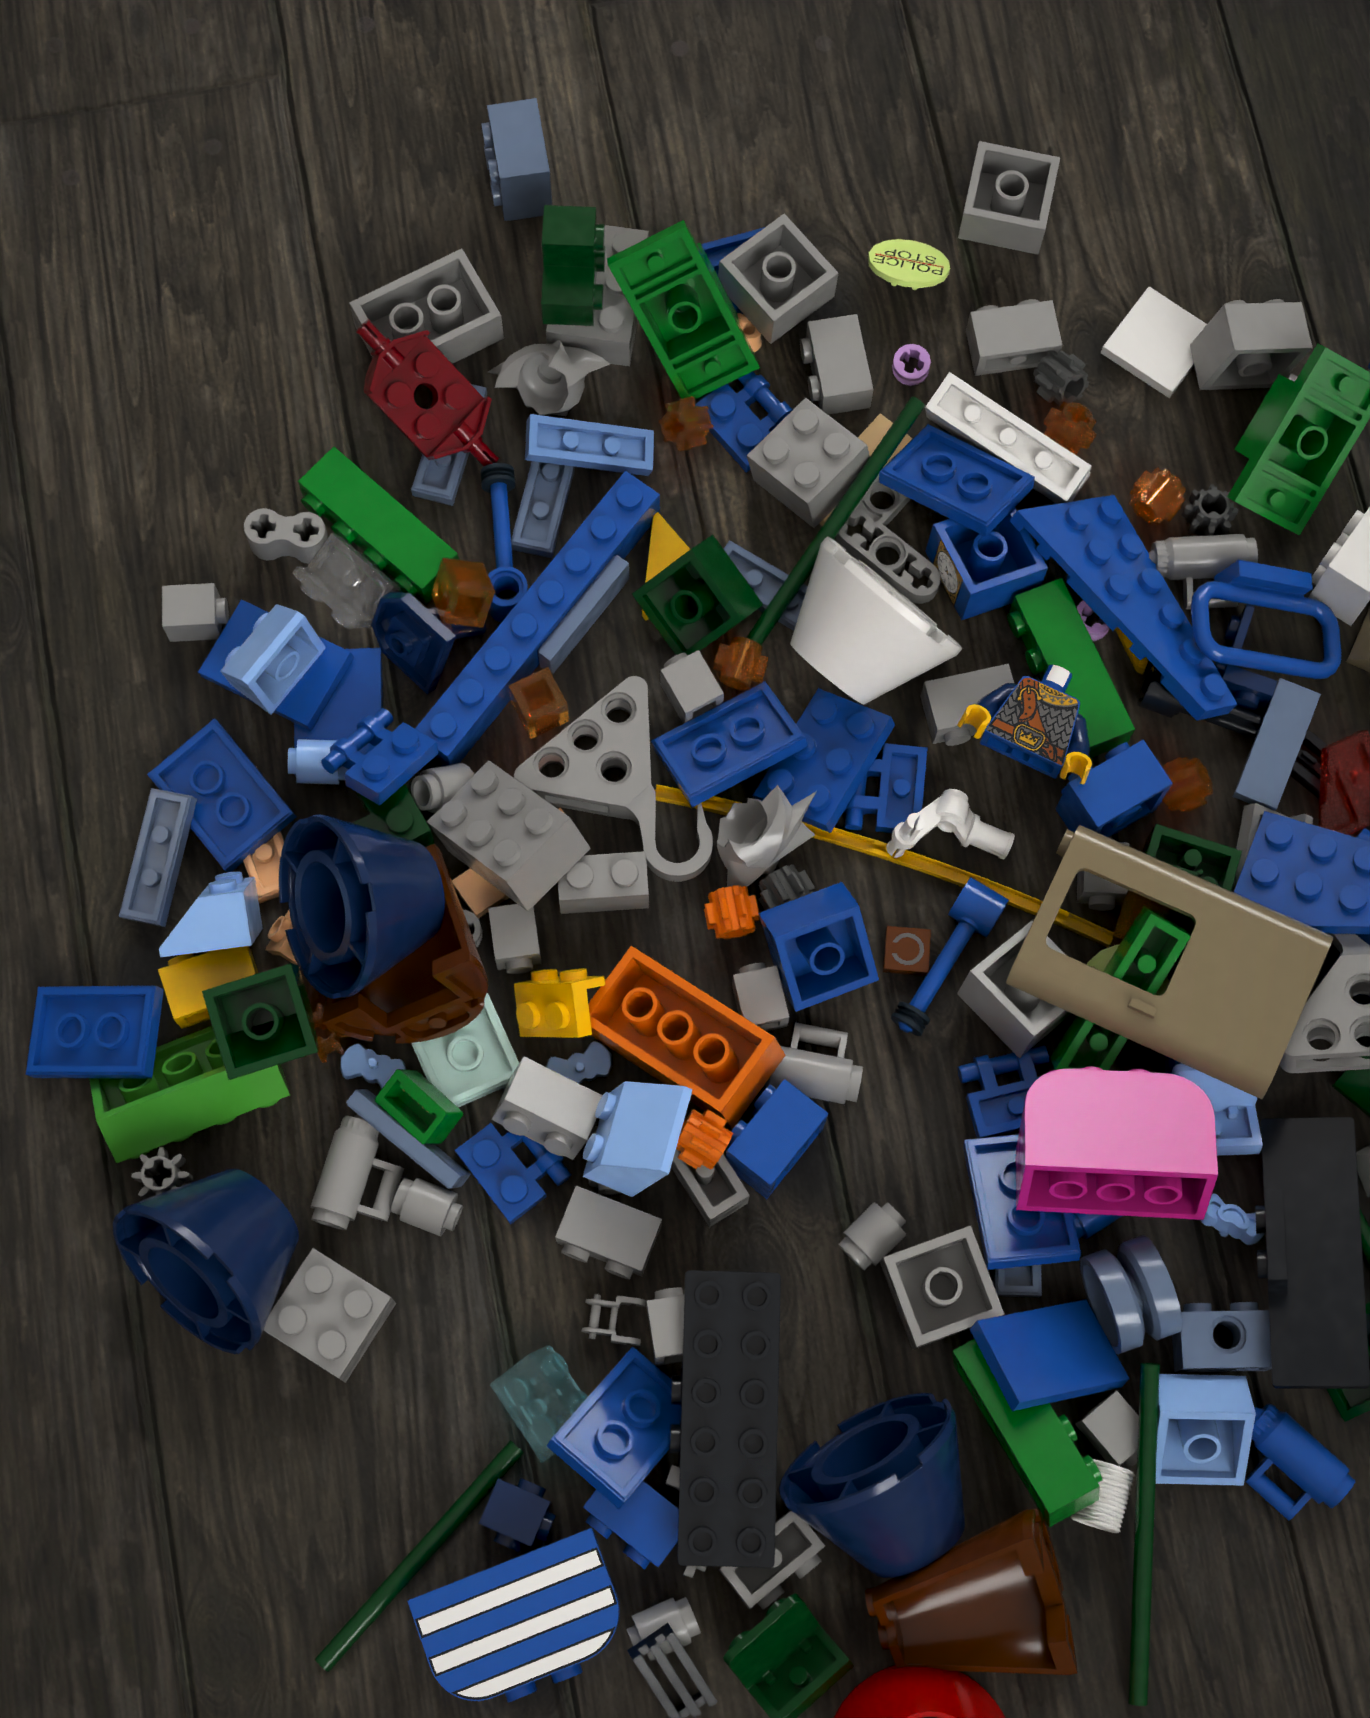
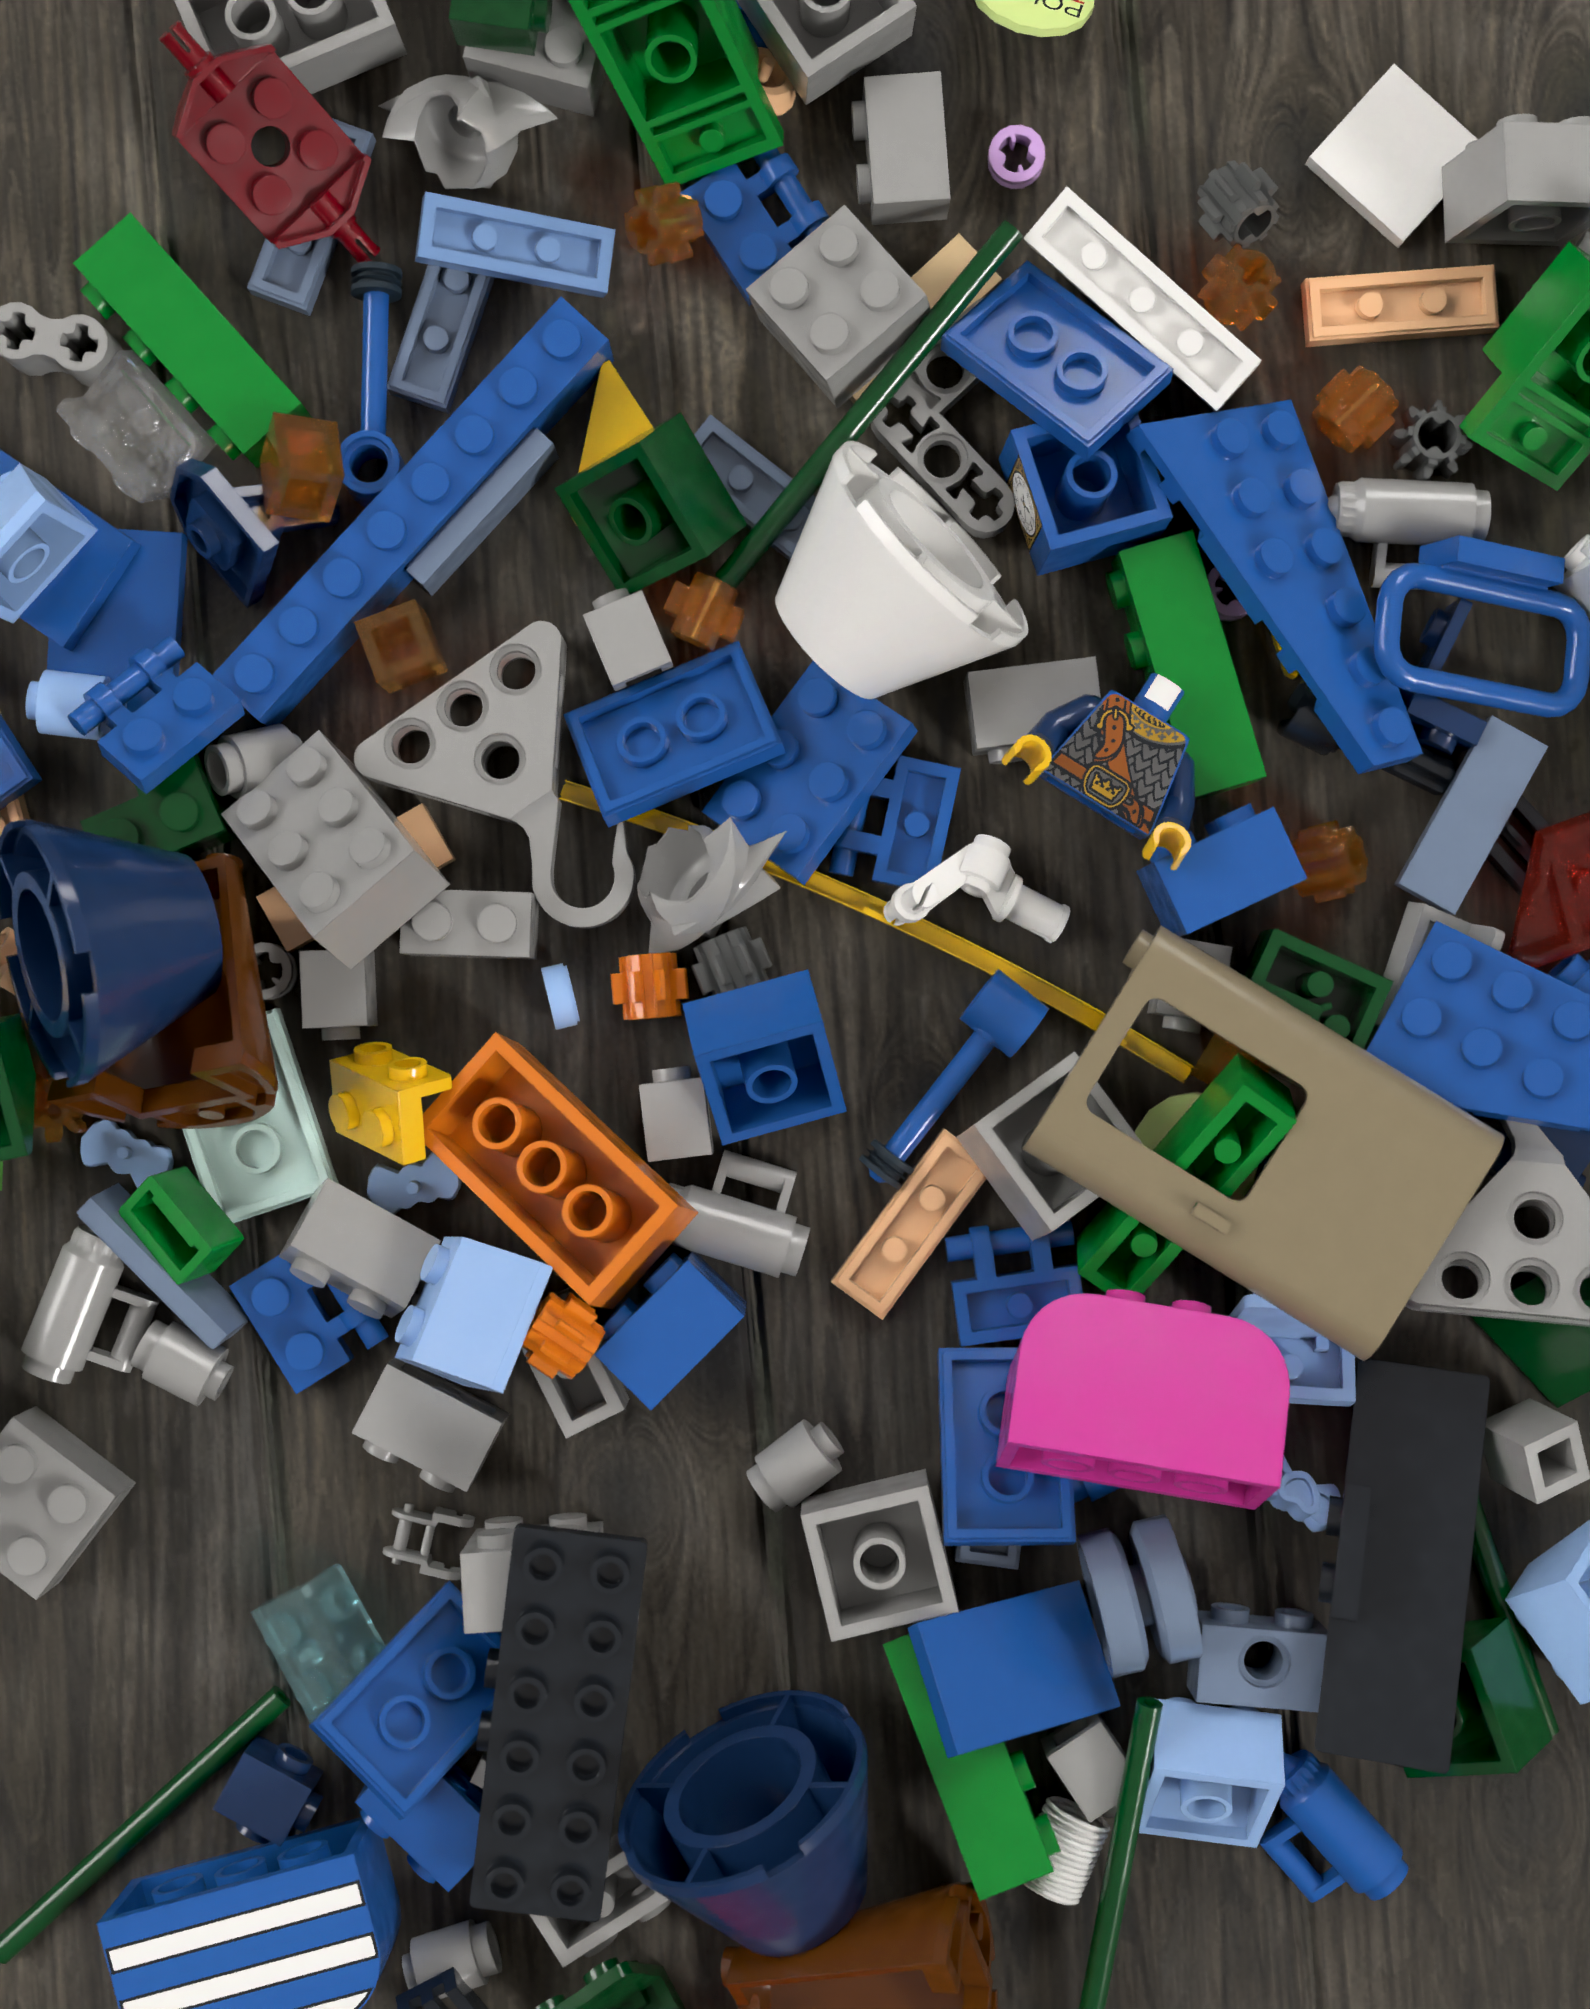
camera: 10 degrees right, 15 degrees up
(669, 926) = (560, 996): none -> light blue tile
(906, 950) = (895, 1062): reddish brown tile -> none
(932, 1061) = (910, 1225): none -> light nougat tile
(1012, 336) = (1175, 126): light grey brick -> none
(1176, 432) = (1399, 305): none -> light nougat tile

